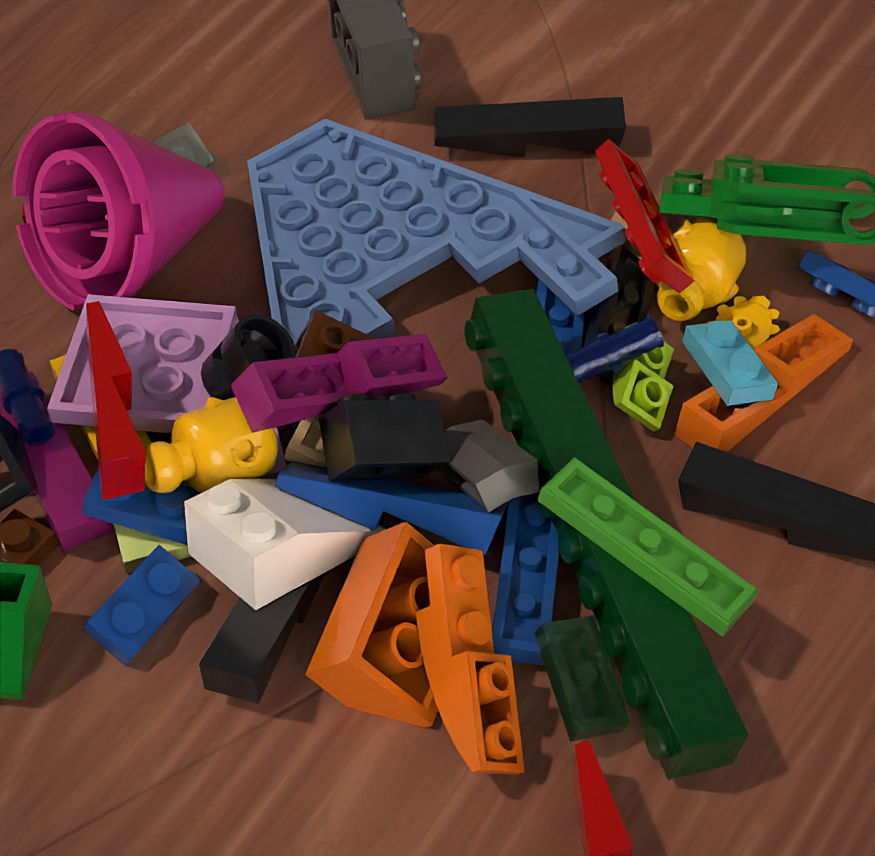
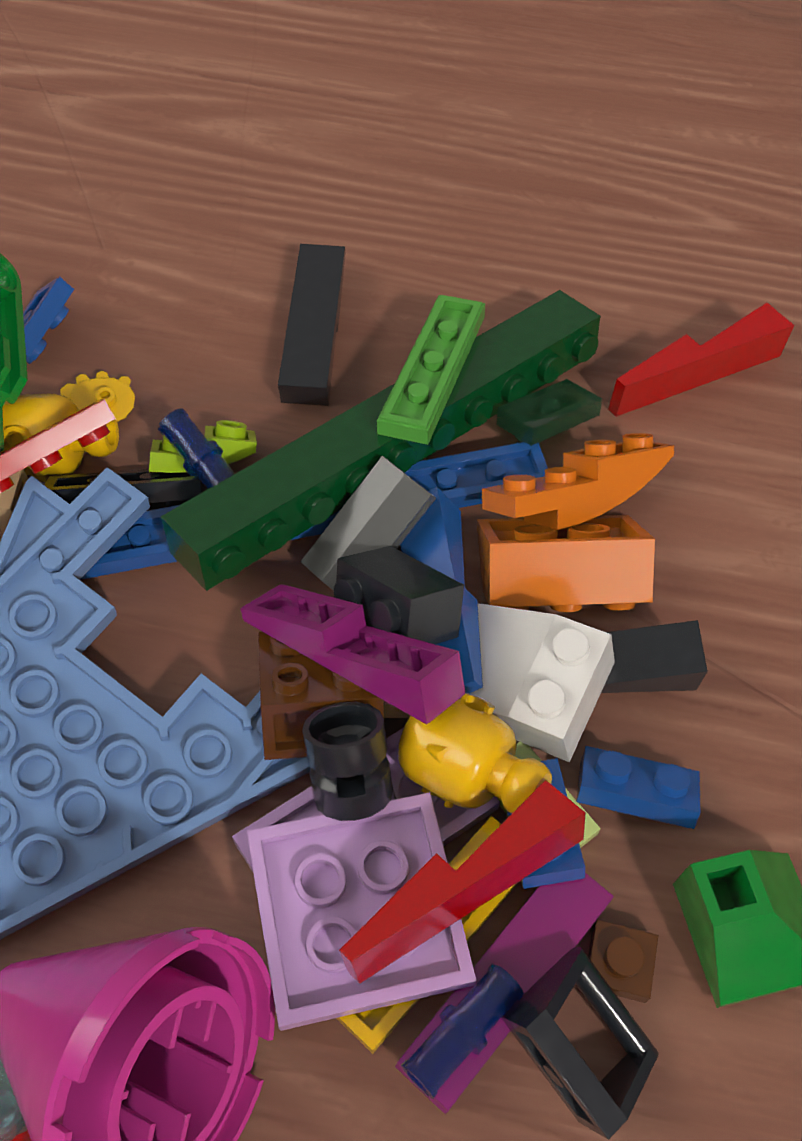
camera: 115 degrees left, 10 degrees up
(729, 362) = (166, 387): medium azure plate -> none
(794, 362) = (158, 365): orange slope -> none

